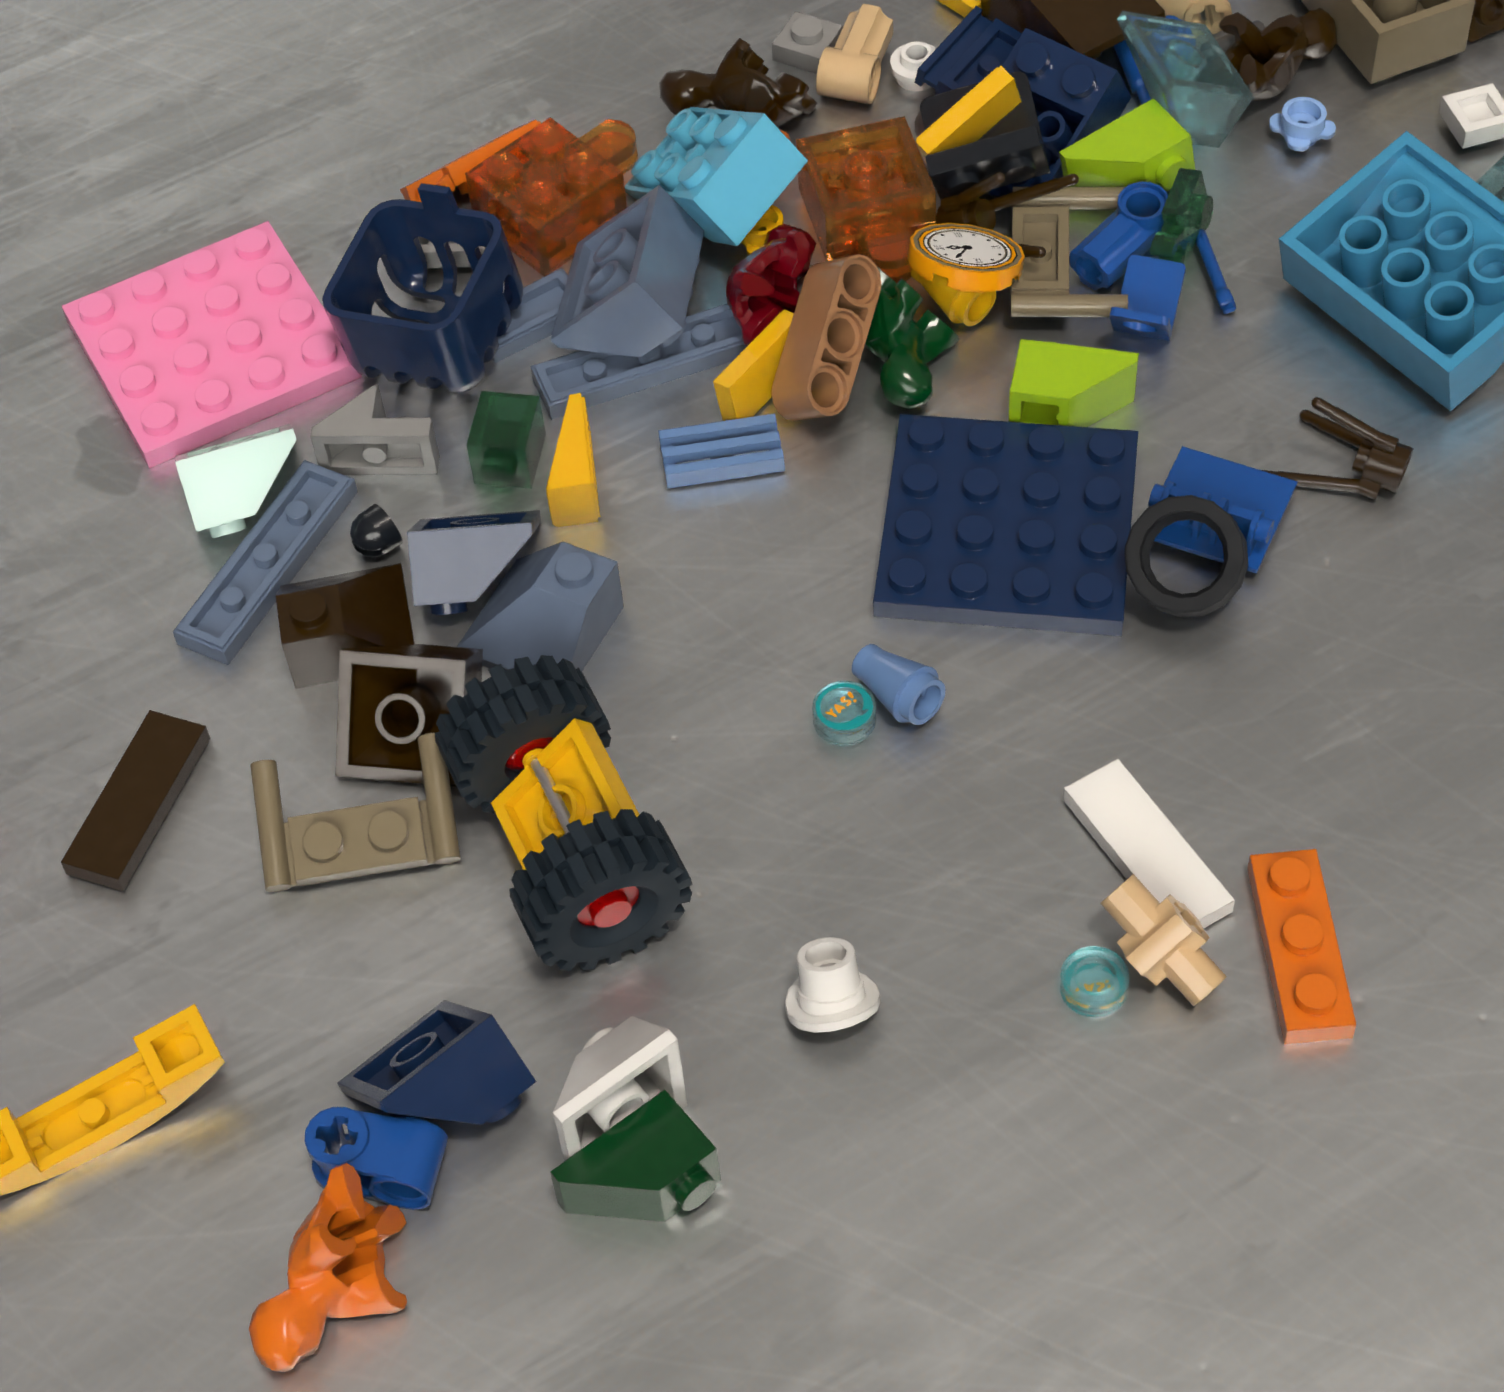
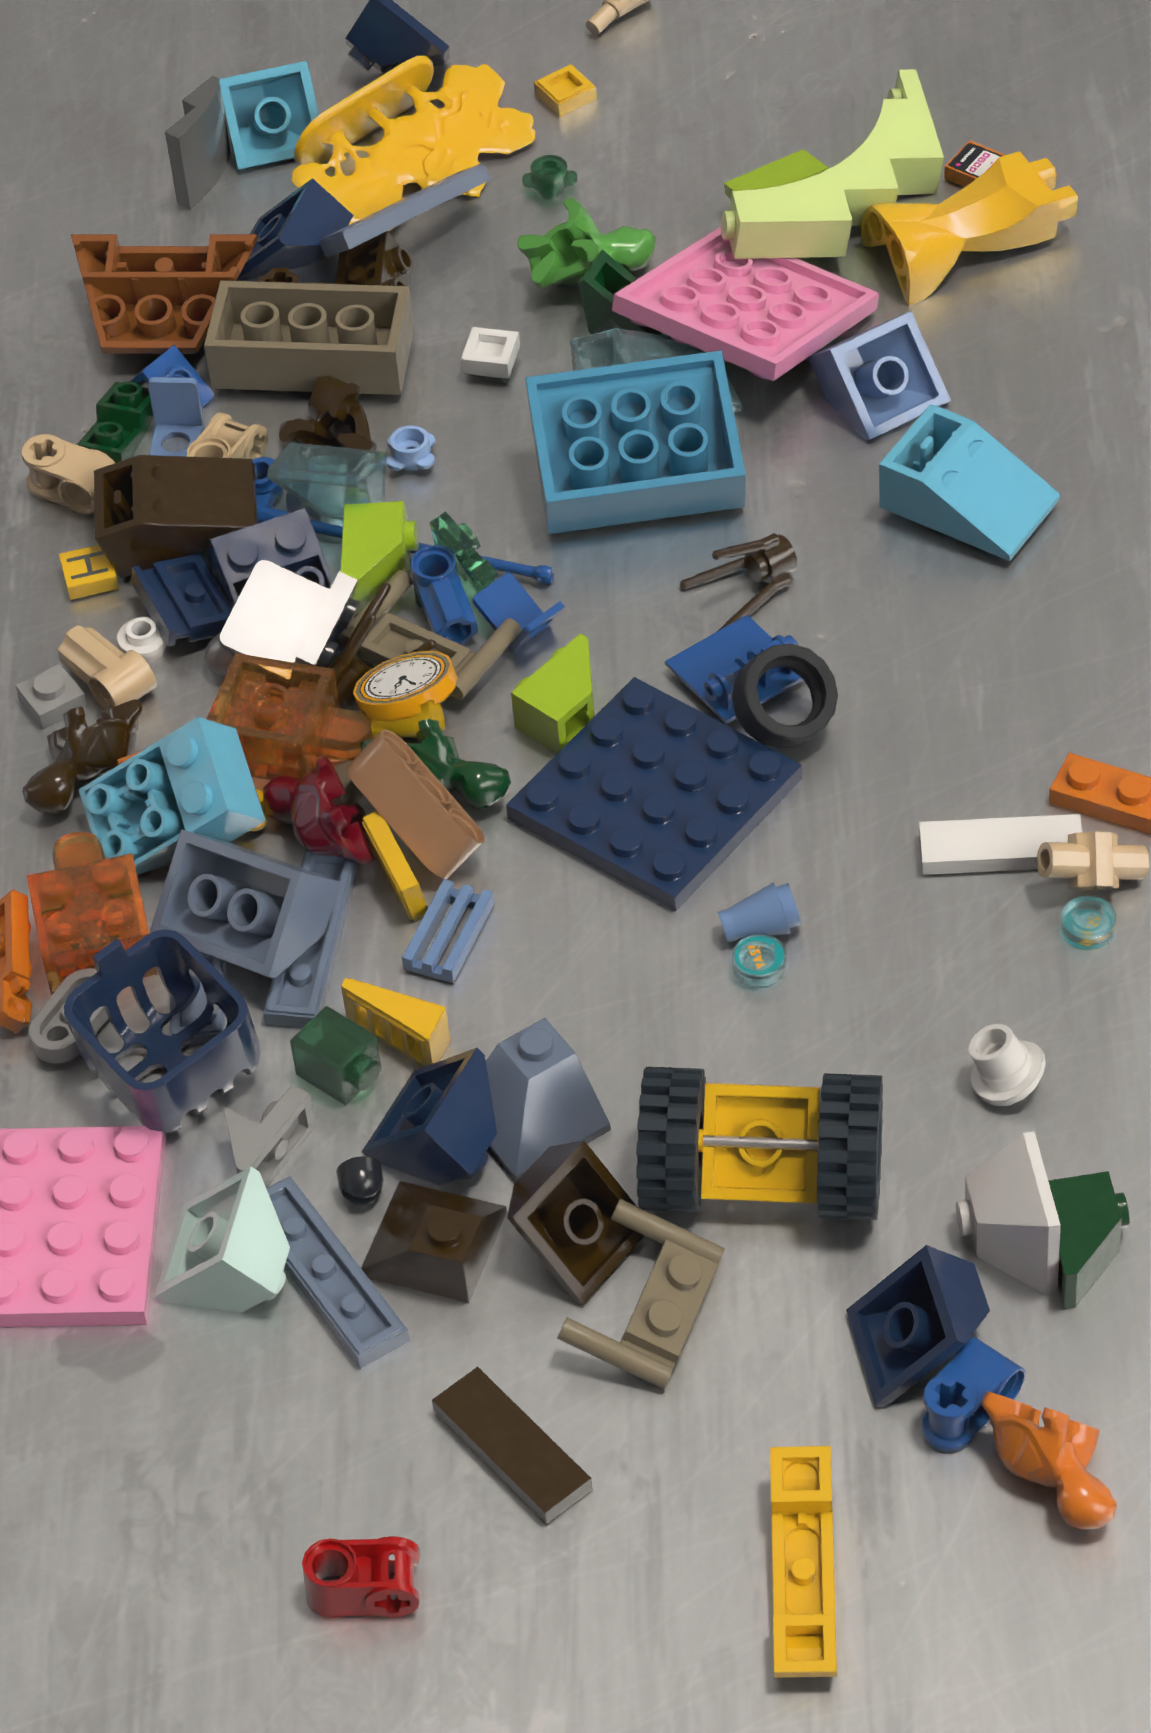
camera: 60 degrees left, 5 degrees down
(972, 114) = (279, 610): yellow tile -> none

